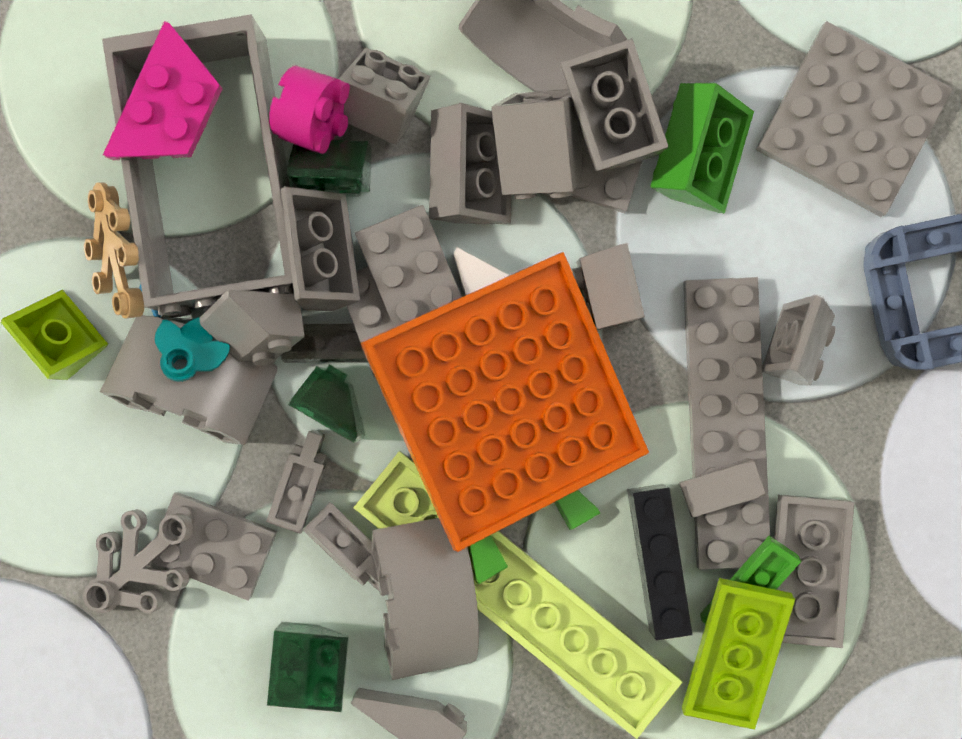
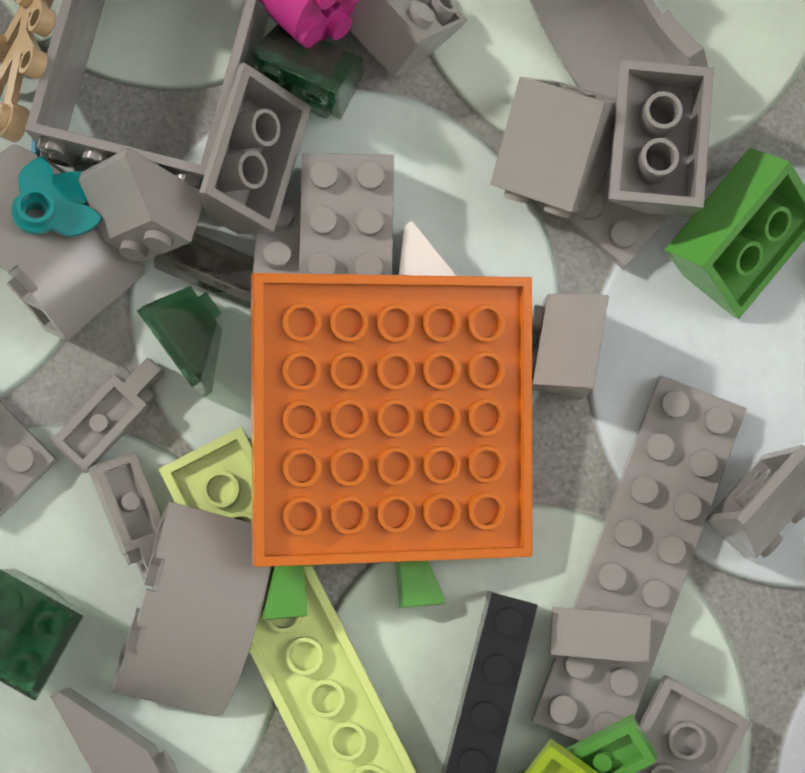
camera: 20 degrees right, 5 degrees down
(465, 168) = (461, 138): light grey slope -> none

